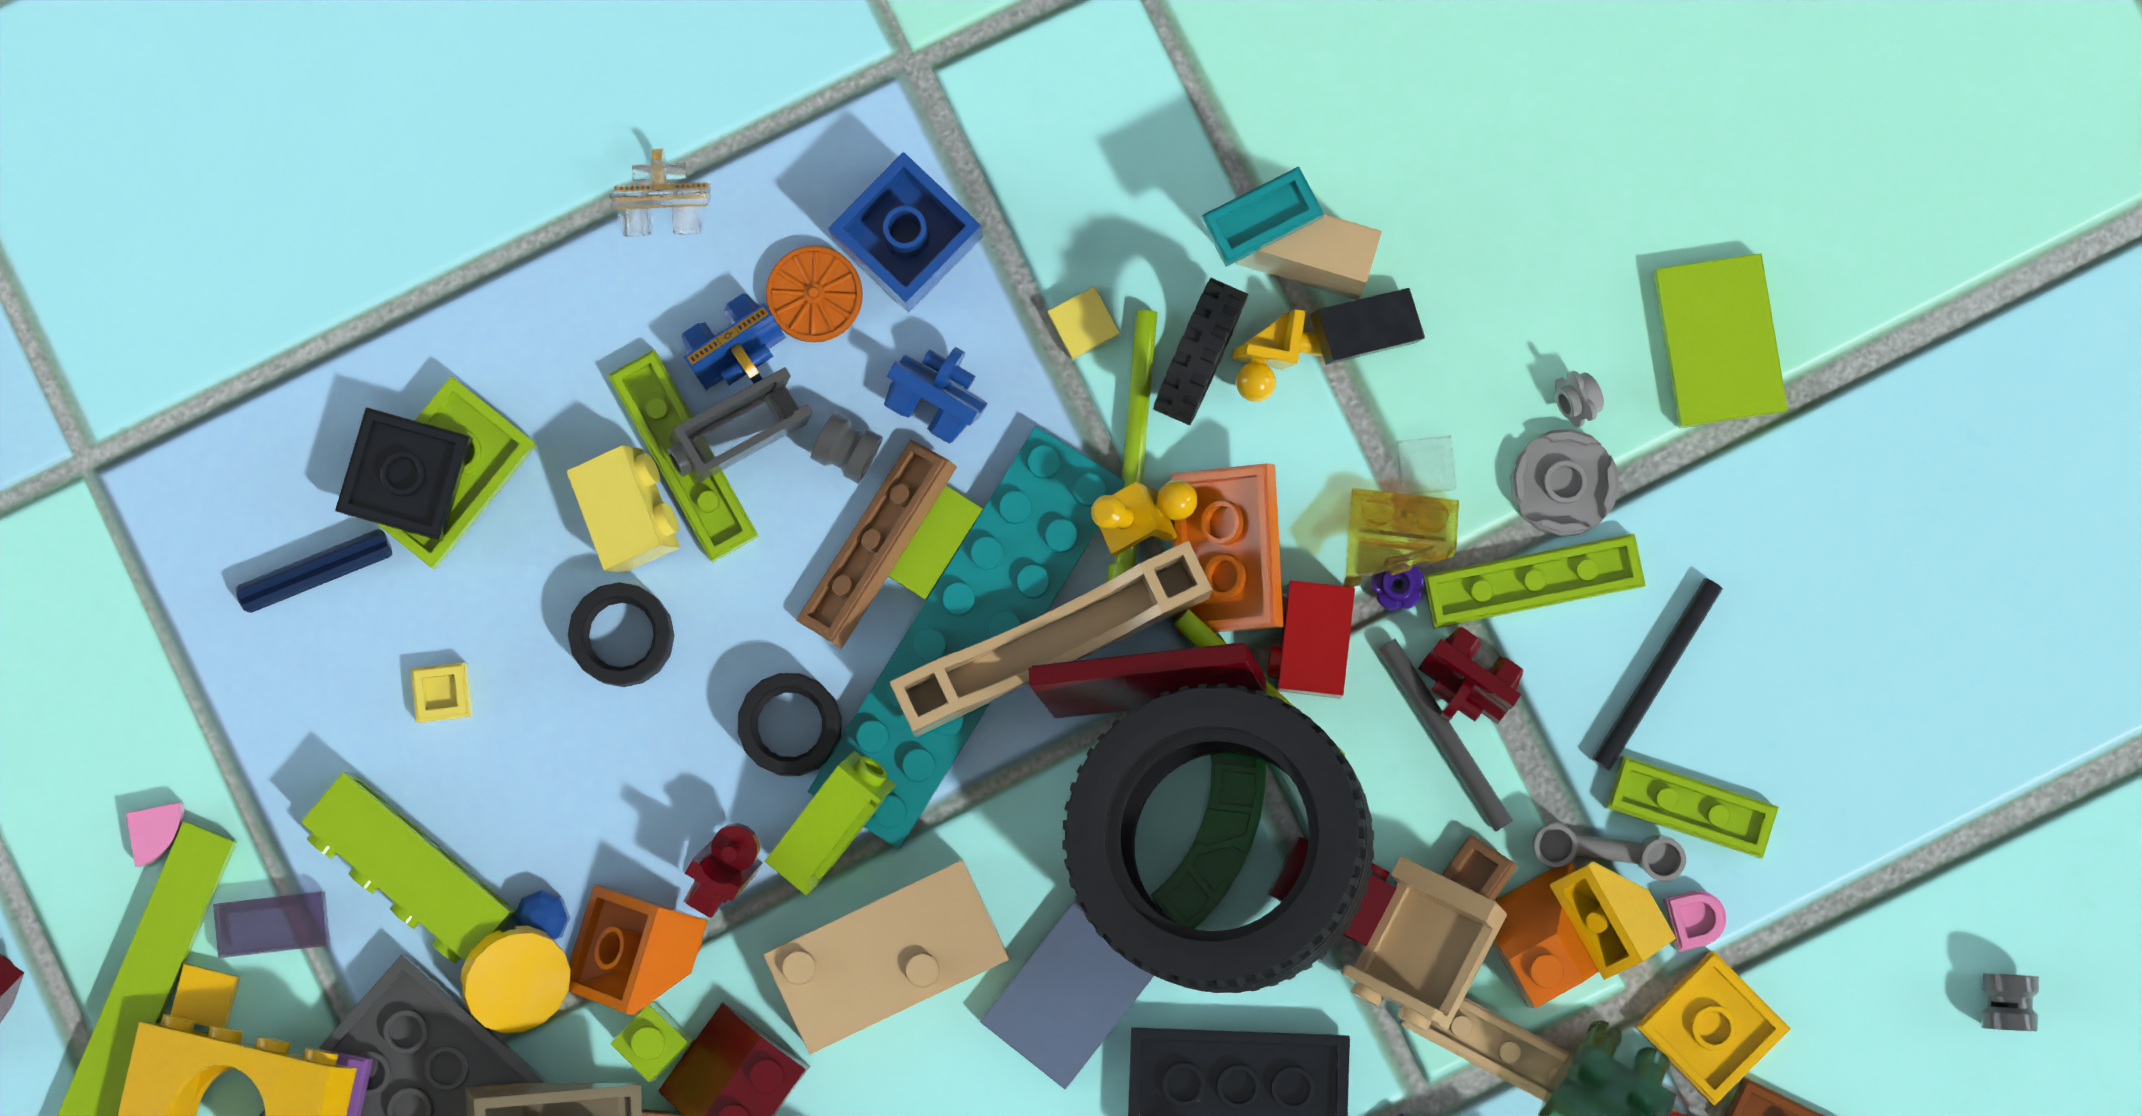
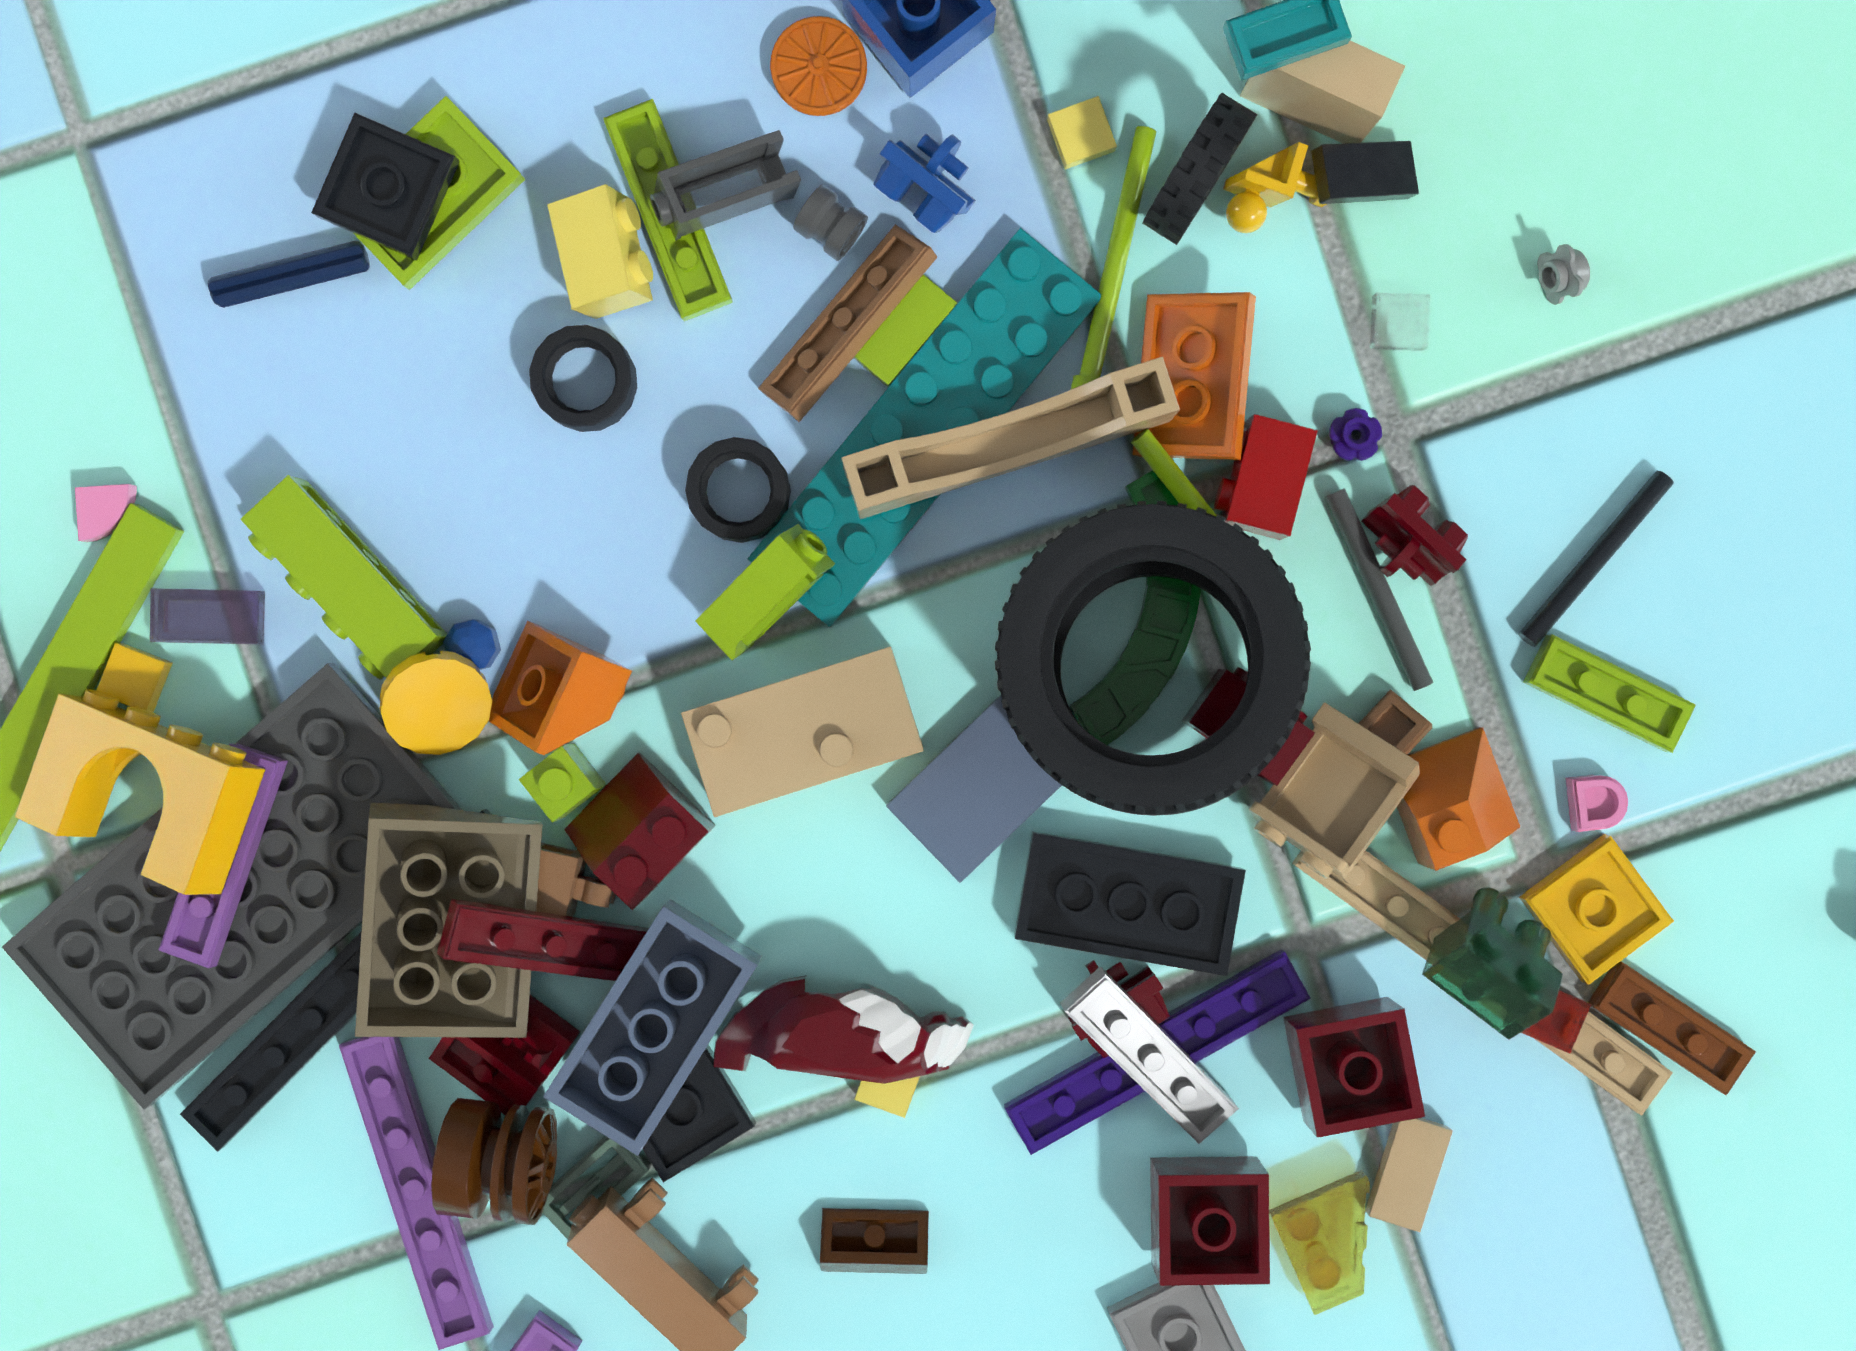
camera: 10 degrees right, 5 degrees up
(441, 692) = (401, 412): light yellow tile -> none
(723, 868) = (652, 622): dark red hips -> none
(737, 348) = (733, 106): blue hips -> none
(1128, 680) = (1081, 489): dark red tile -> none
(1142, 512) = (1110, 326): yellow piece -> none
(1397, 532) = (1363, 383): clear yellow wing -> none
(1533, 581) = (1489, 450): lime tile -> none
(1547, 486) = (1517, 353): light grey tile -> none
(1612, 917) = (1522, 792): yellow slope -> none
(1658, 854) = (1567, 735): light grey bar -> none
(1720, 340) = (1709, 237): lime tile -> none

